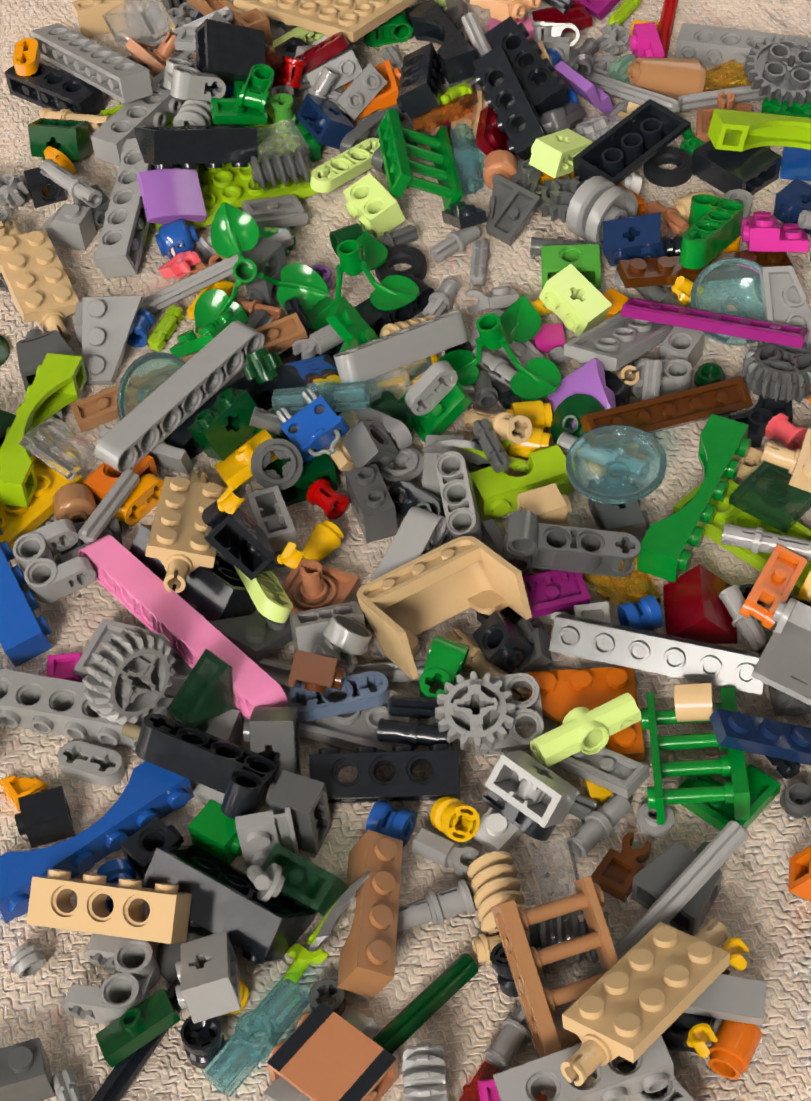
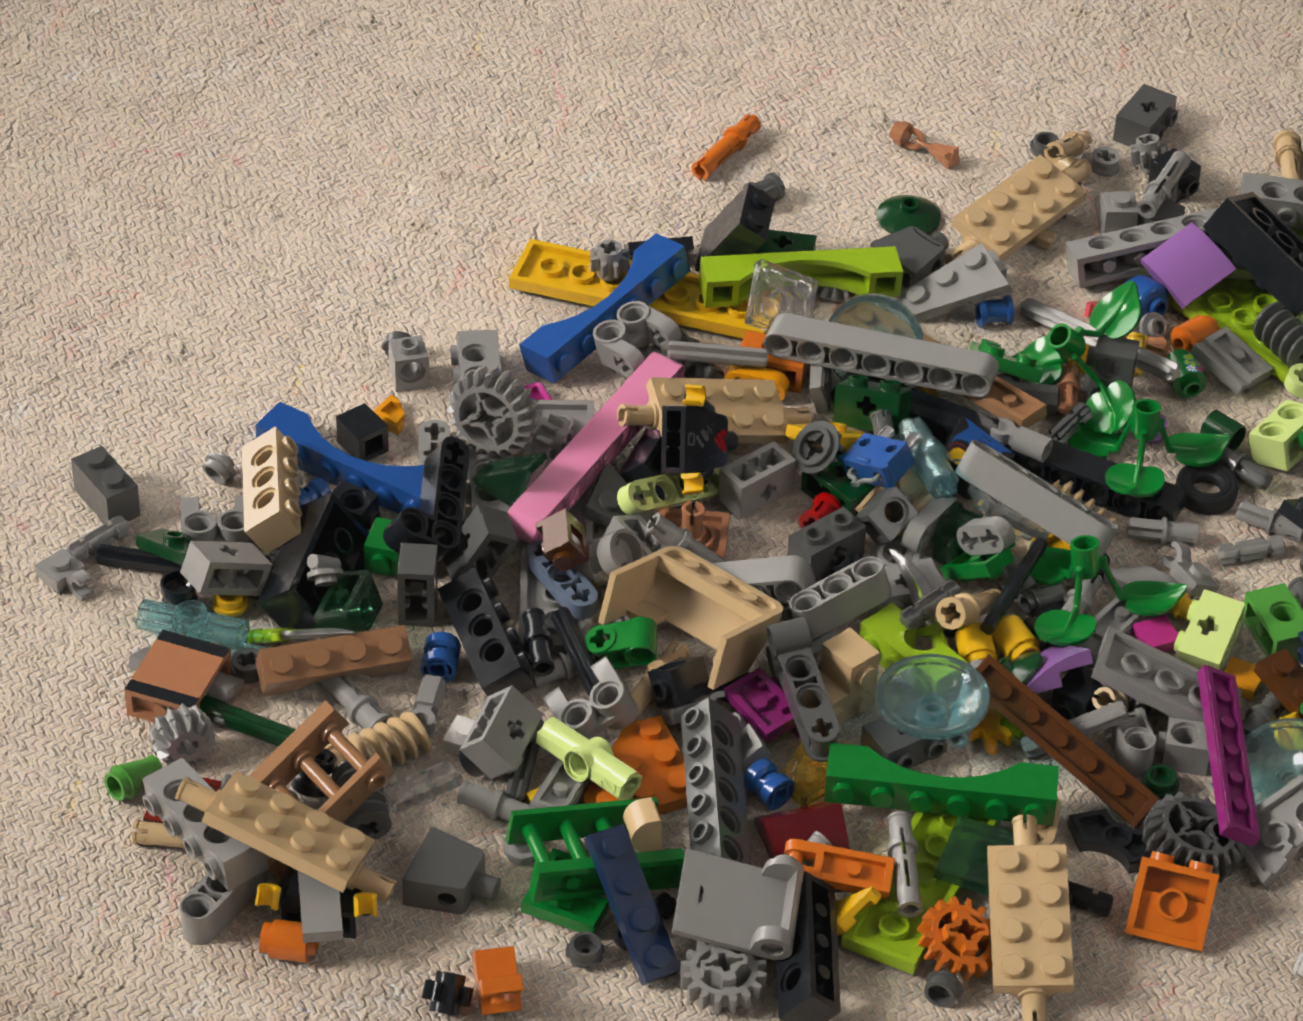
camera: 65 degrees right, 5 degrees down
(60, 158) = (1218, 174): light orange tile -> none
(64, 135) = (1247, 152): dark green brick -> none
(74, 503) = (720, 331): medium nougat head -> none
(165, 328) = (1009, 332): lime axle -> none
(261, 831) = (378, 558): light grey plate -> none
(262, 366) = (955, 402): dark green gear -> none
(323, 541) = (758, 526): yellow cone -> none
(345, 588) = (674, 536): none -> light grey pin
(349, 324) = (1048, 452): green plate -> none
(455, 818) = (457, 695): yellow wheel -> none
(459, 712) = (548, 670): light grey gear -> none
(486, 397) = (1013, 586): none -> black bar
(618, 869) = (458, 825): reddish brown plate -> none
(683, 888) = (432, 857): light grey axle -> none
(785, 432) = (1098, 861): coral bush -> none

